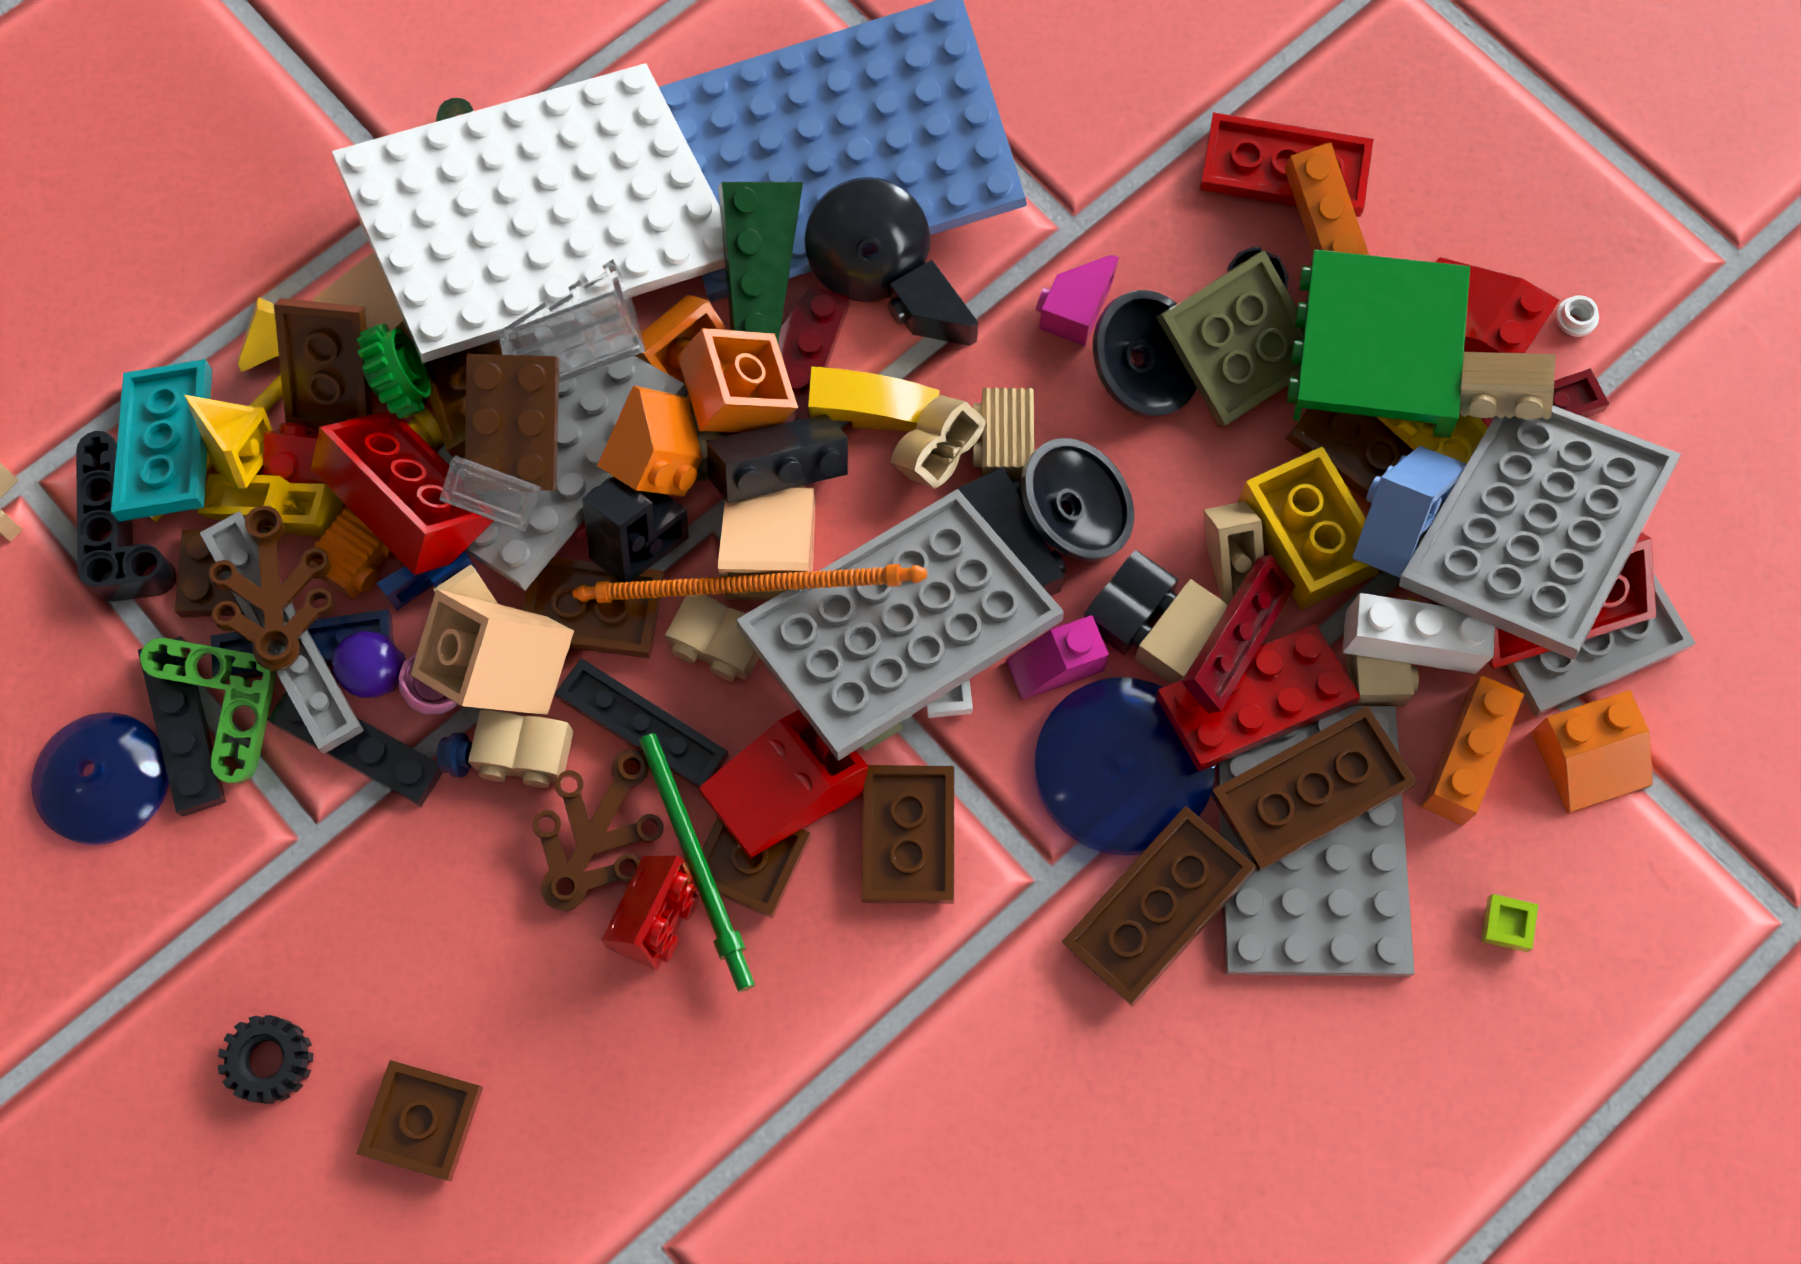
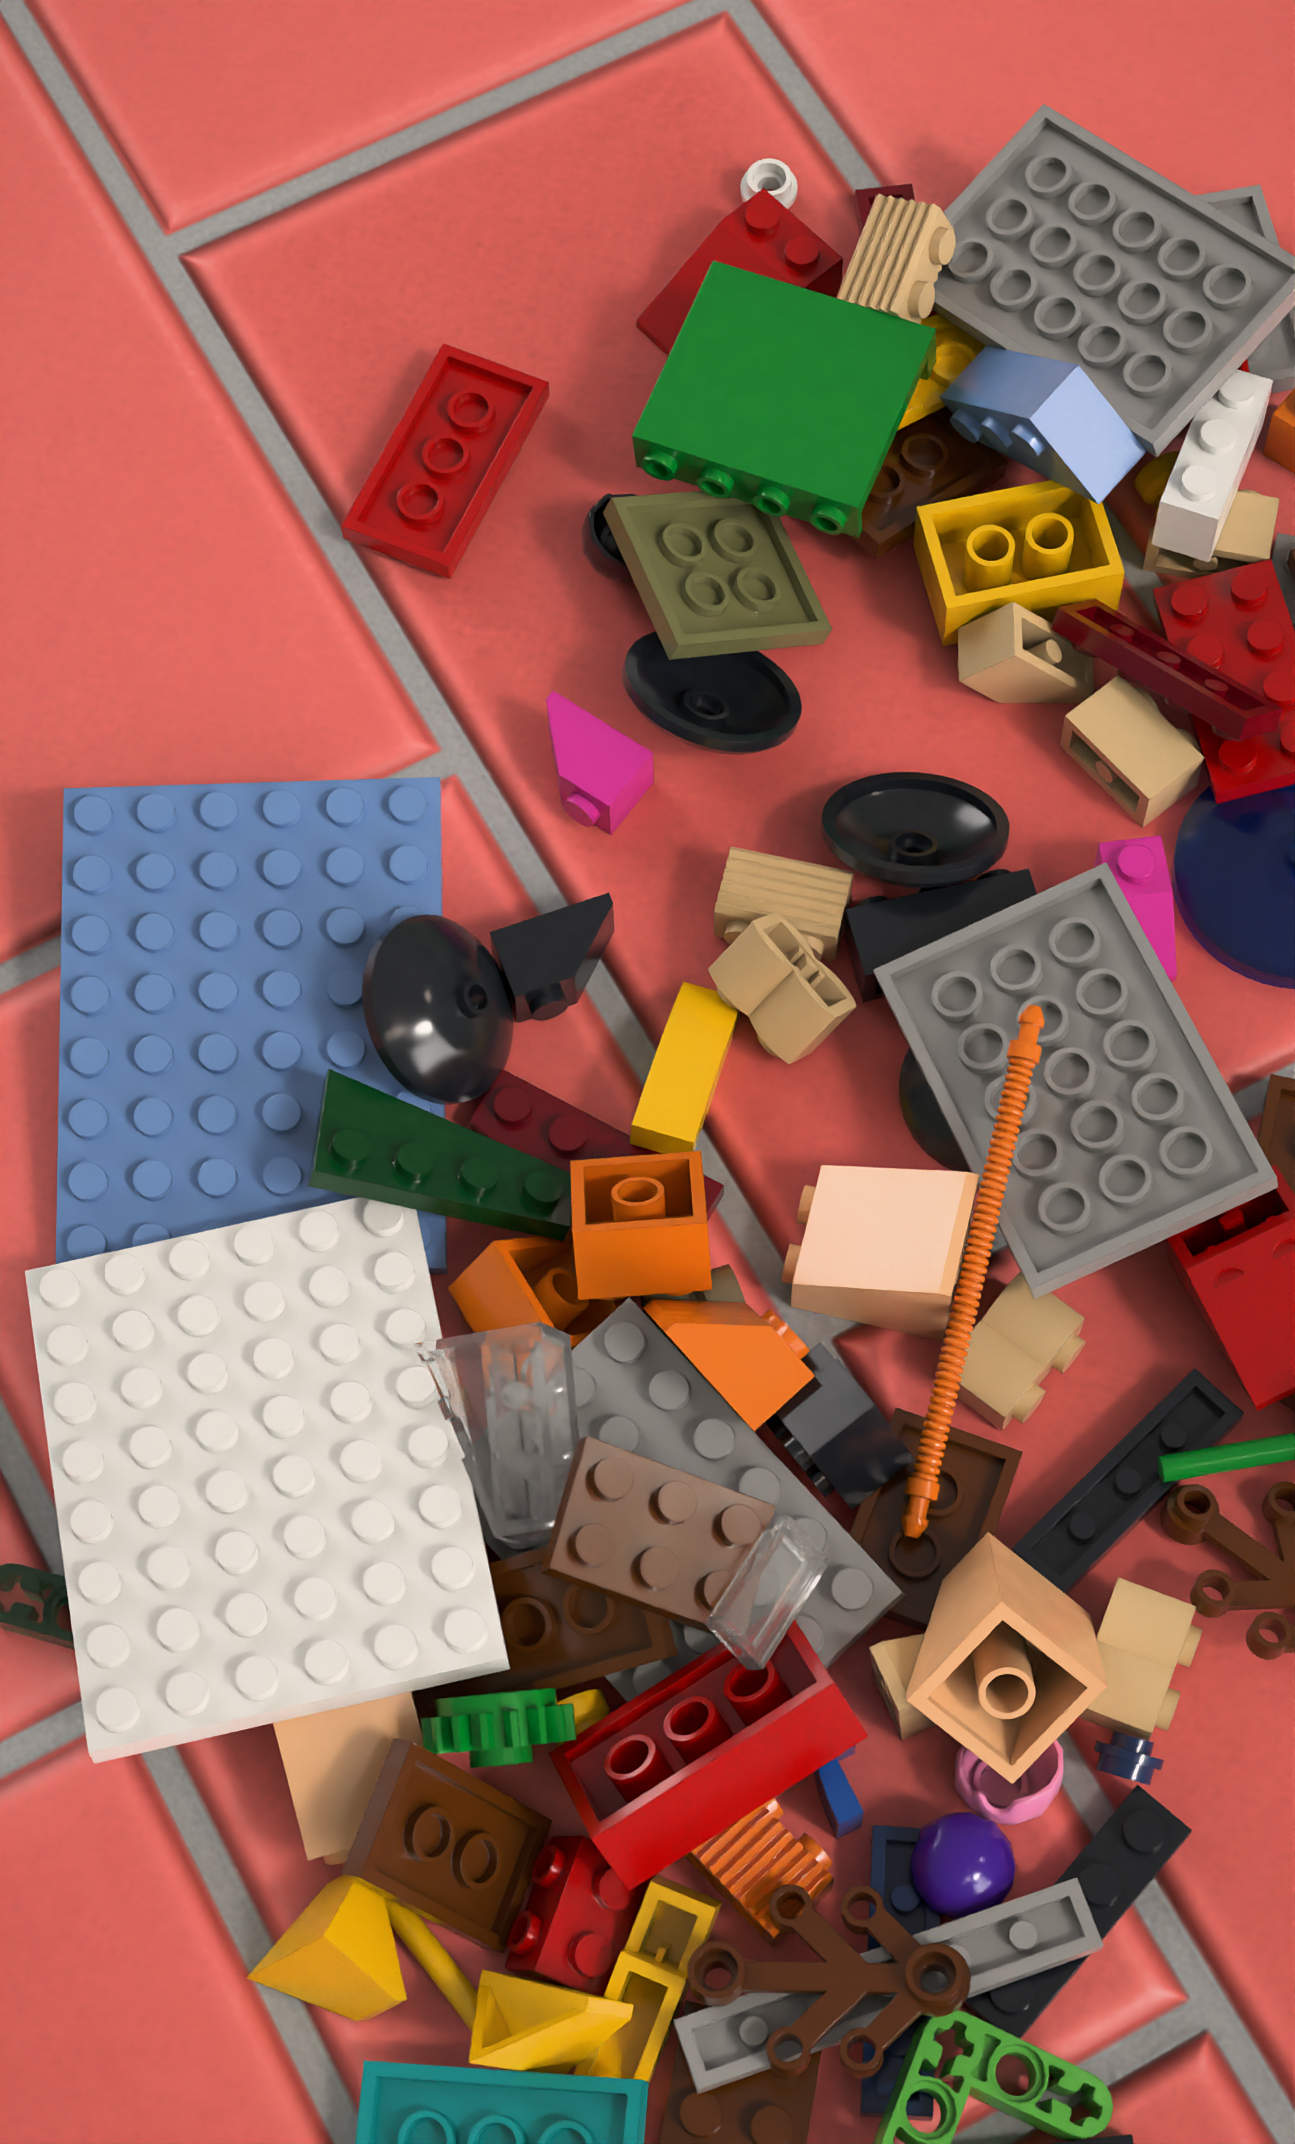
camera: 75 degrees left, 5 degrees down
(777, 457) = (766, 1202): black brick -> none
(1132, 601) = (1070, 801): black brick -> none
(1324, 201) = (552, 419): orange brick -> none

